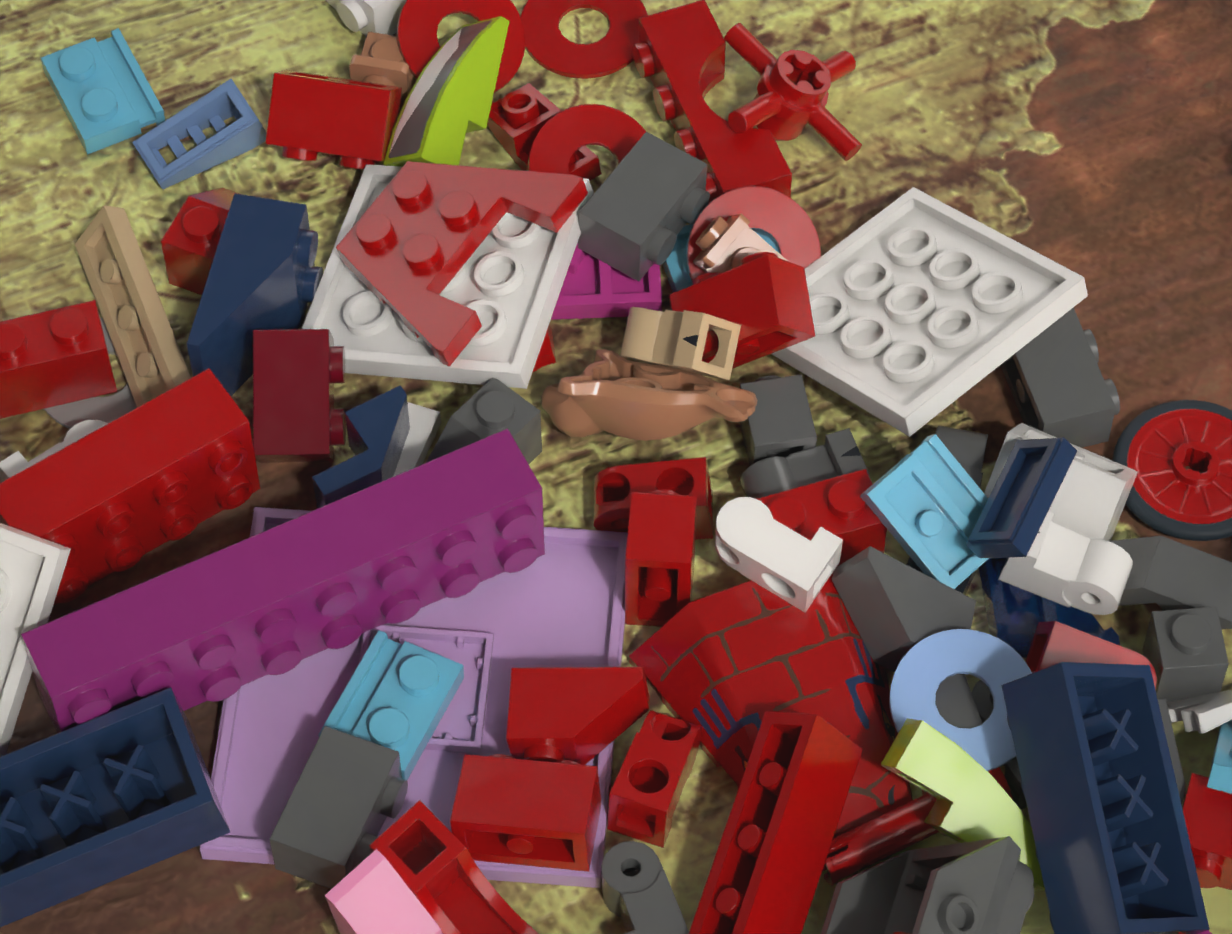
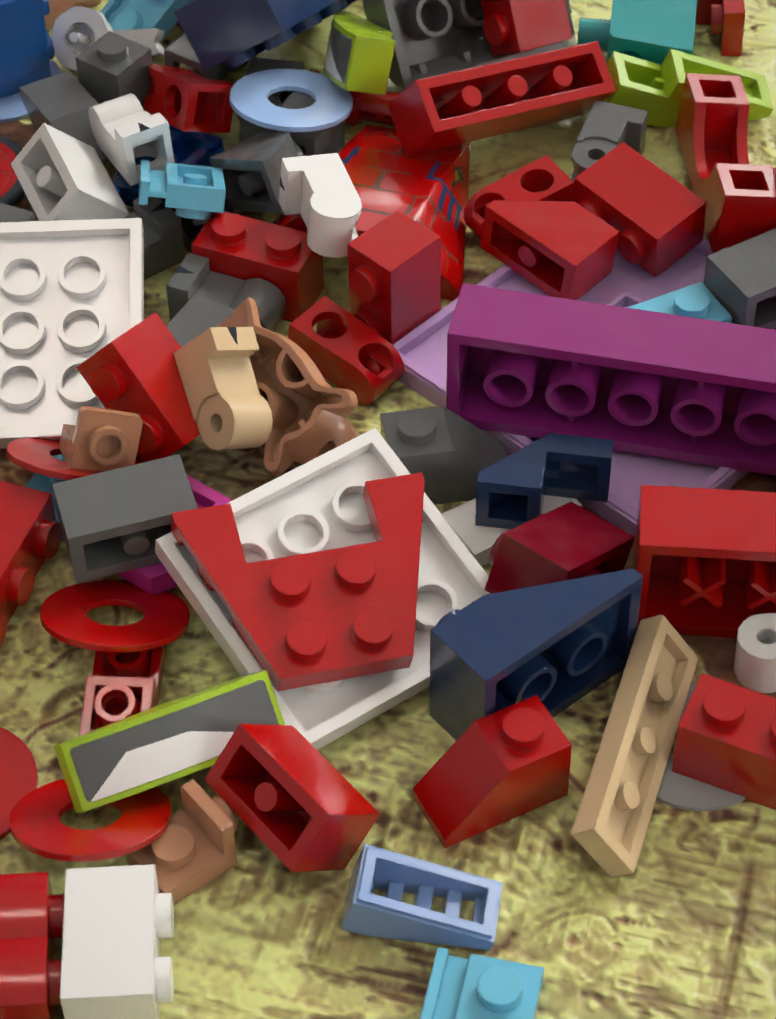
camera: 140 degrees left, 10 degrees down
(1021, 498) = (127, 135): dark blue tile -> none

